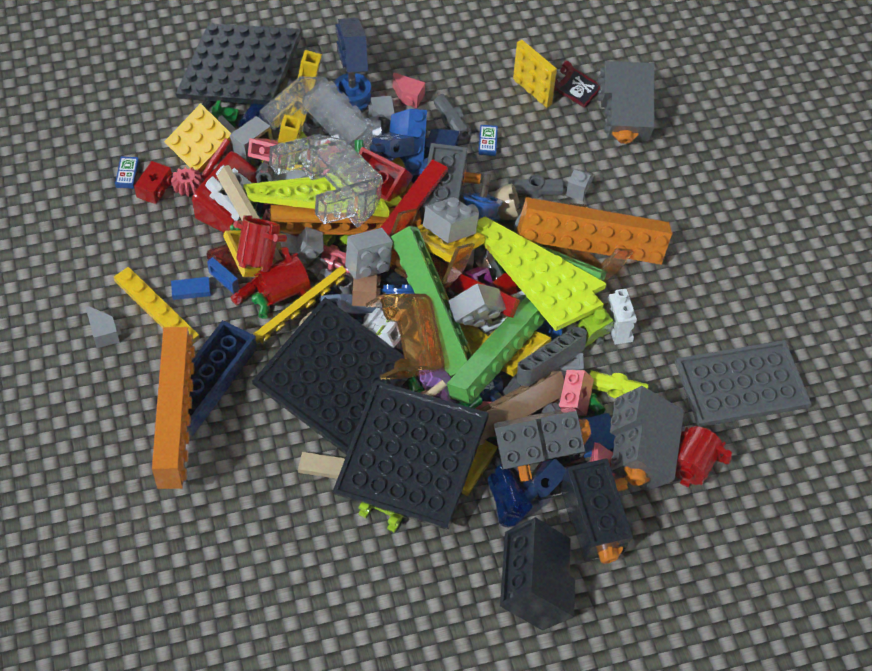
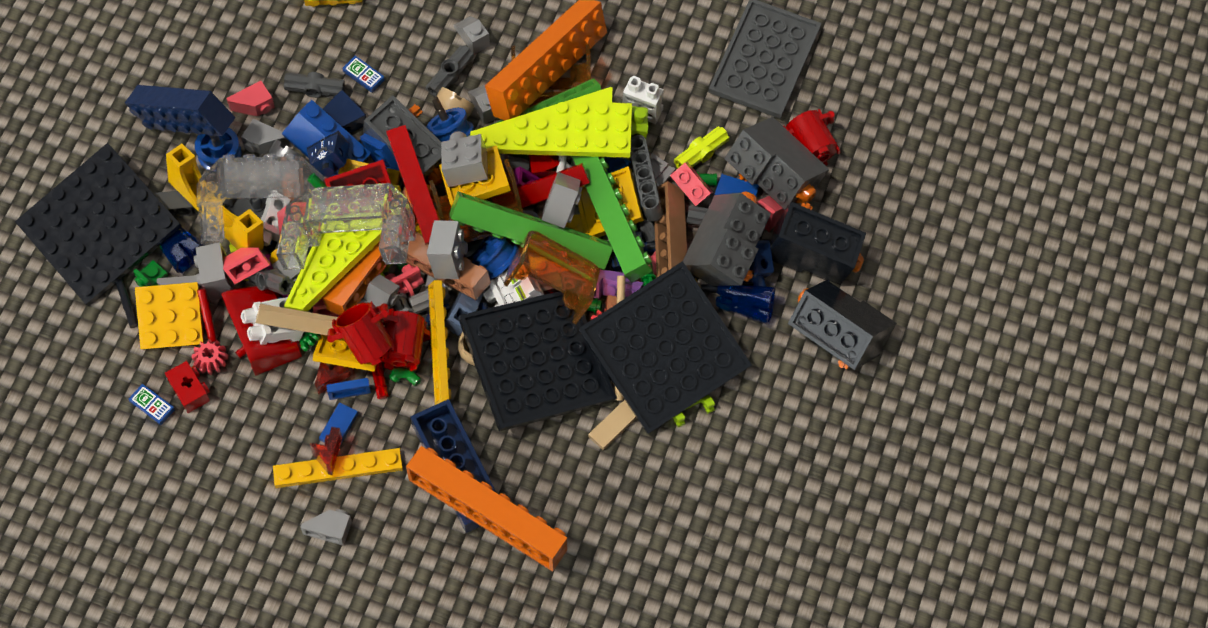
camera: 55 degrees left, 10 degrees up
(158, 290) = (328, 453): none -> clear red slope

